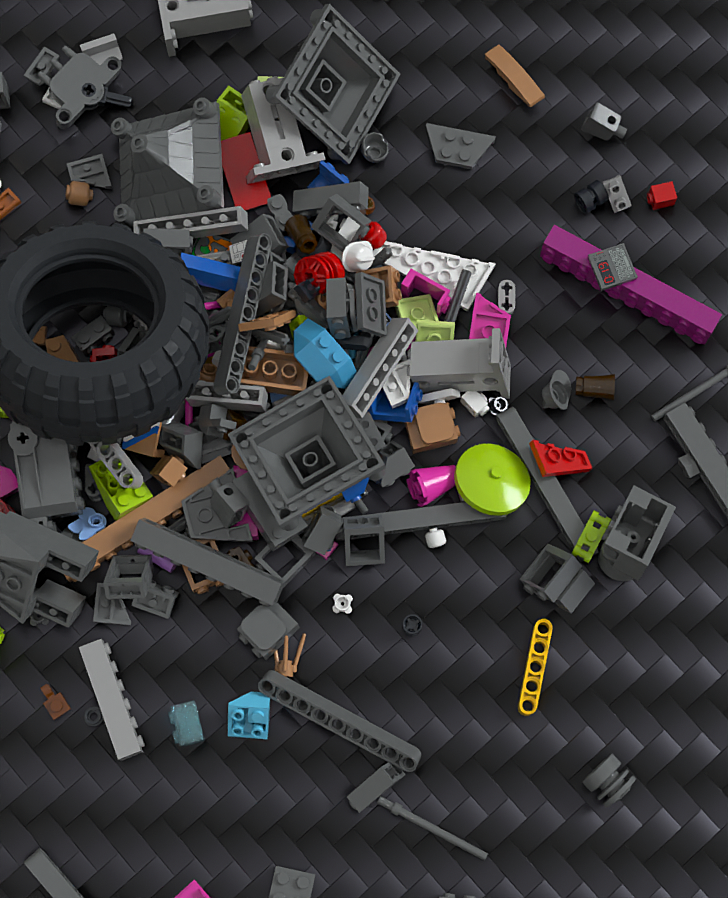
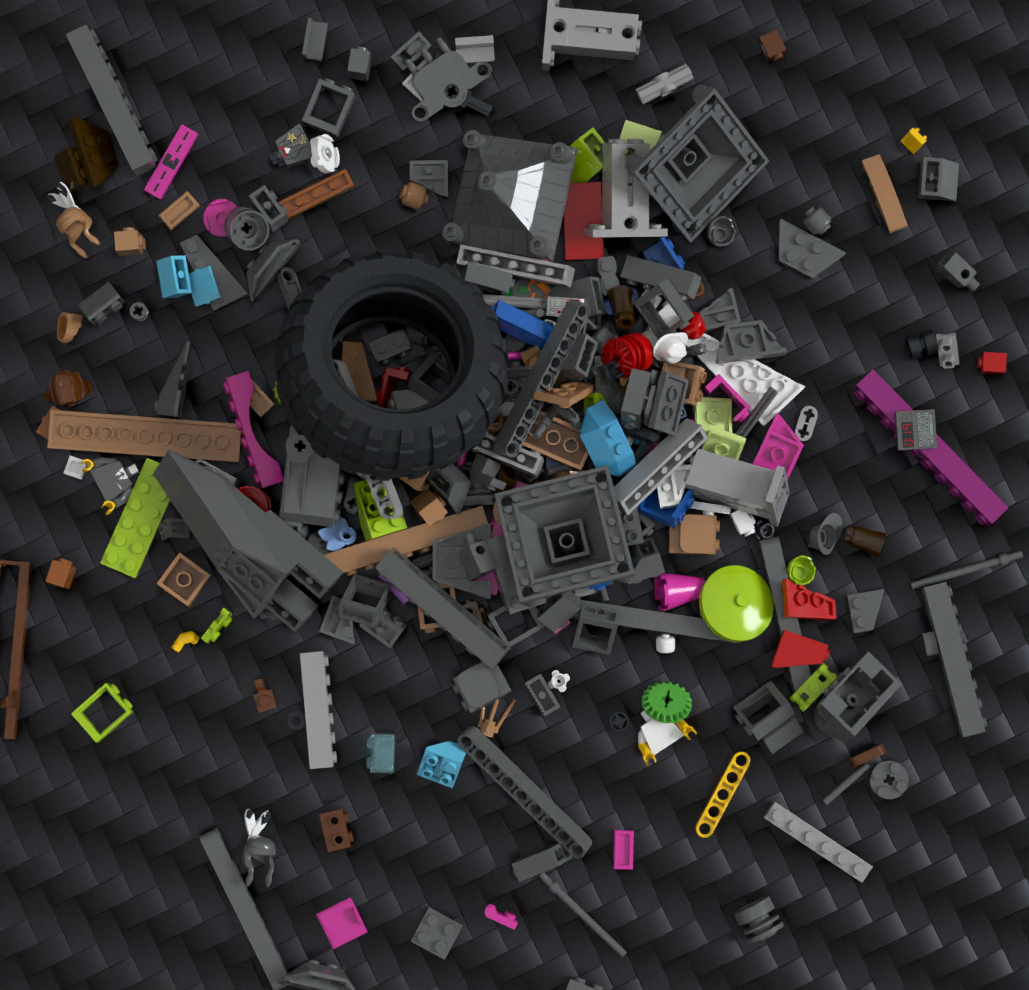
camera: 15 degrees right, 10 degrees up
(86, 854) = (258, 847): none -> dark grey hair
(158, 815) = (333, 830): none -> reddish brown brick
(284, 36) = (664, 84): none -> light grey piece
(330, 620) = (542, 694): none -> dark grey brick
(357, 853) = (507, 919): none -> dark pink plate
(398, 219) = (721, 312): none -> dark grey wing
(429, 237) = (747, 342): none -> dark grey wing
(442, 596) = (654, 702): none -> bright green gear
(454, 751) = (623, 849): none -> dark pink tile
(456, 624) = (656, 735): none -> white torso
(460, 115) = (817, 220): none -> dark grey head
(526, 24) = (913, 140): none -> yellow tile
(544, 430) = (801, 570): none -> lime hair
(558, 50) = (938, 179): none -> dark grey slope
(566, 505) = (798, 651): none -> red slope
(615, 452) = (864, 609): none -> dark grey wing
(638, 684) = (817, 841): none -> light grey arch
(651, 623) = (846, 783): none -> dark grey bar
(663, 589) = (867, 755): none -> reddish brown beam
(690, 618) = (894, 770): none -> dark grey plate

